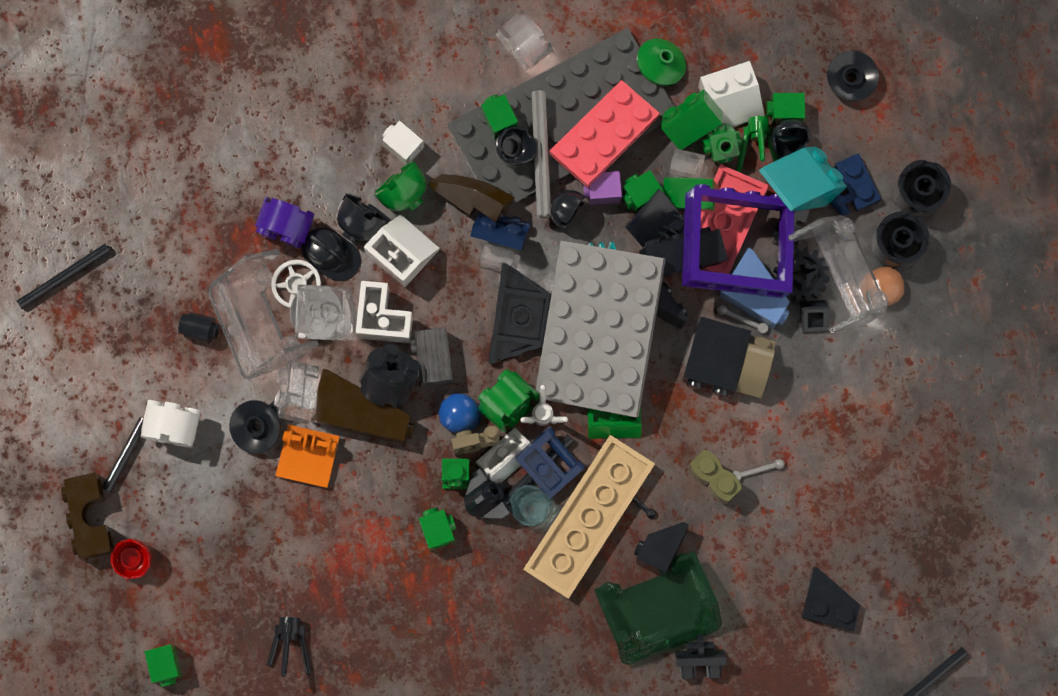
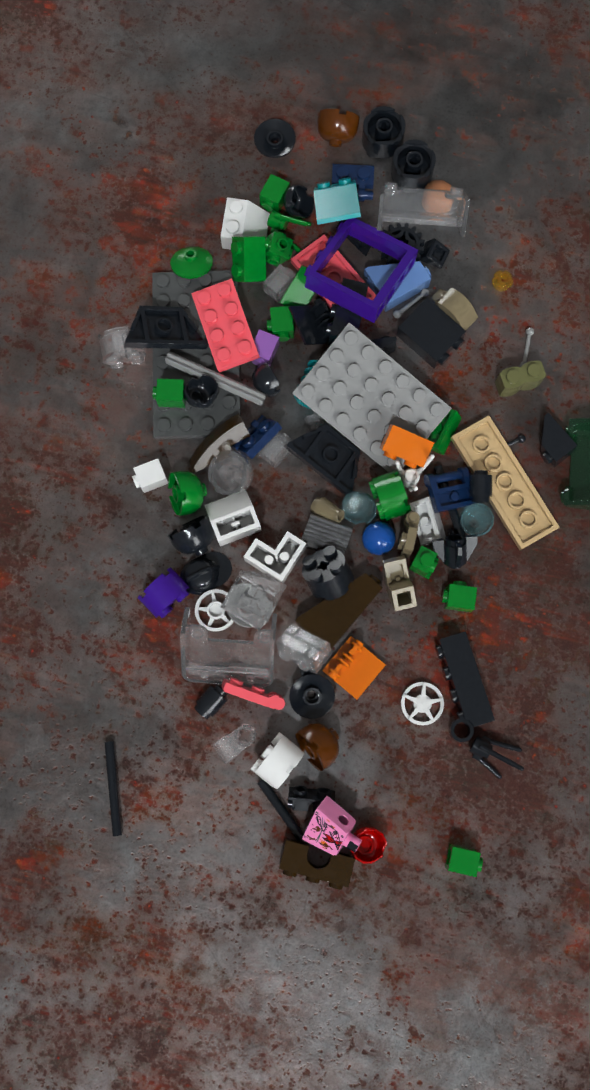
camera: 60 degrees left, 0 degrees up
(128, 511) = (331, 828): none -> bright pink torso
(146, 467) = (301, 796): none -> black hinge
(166, 372) = (232, 744): none -> clear piece
(209, 458) = (319, 744): none -> reddish brown cylinder
(226, 366) = (254, 694): none -> coral hinge
(305, 546) = (422, 703): none -> white wheel
(348, 579) = (465, 684): none -> black hinge
(417, 457) = (398, 584): none -> dark tan brick
(445, 223) = (230, 473): none -> clear cylinder
(459, 342) = (326, 509): none -> dark tan cone
(479, 373) = (359, 507): none -> clear light blue hair
(563, 72) = (163, 328): none -> black wing
(566, 389) = (406, 446): none -> orange brick
(566, 491) = (480, 486): none -> black brick
(822, 412) = (498, 284): none -> clear yellow plate
(899, 136) = (337, 127): none -> reddish brown cylinder

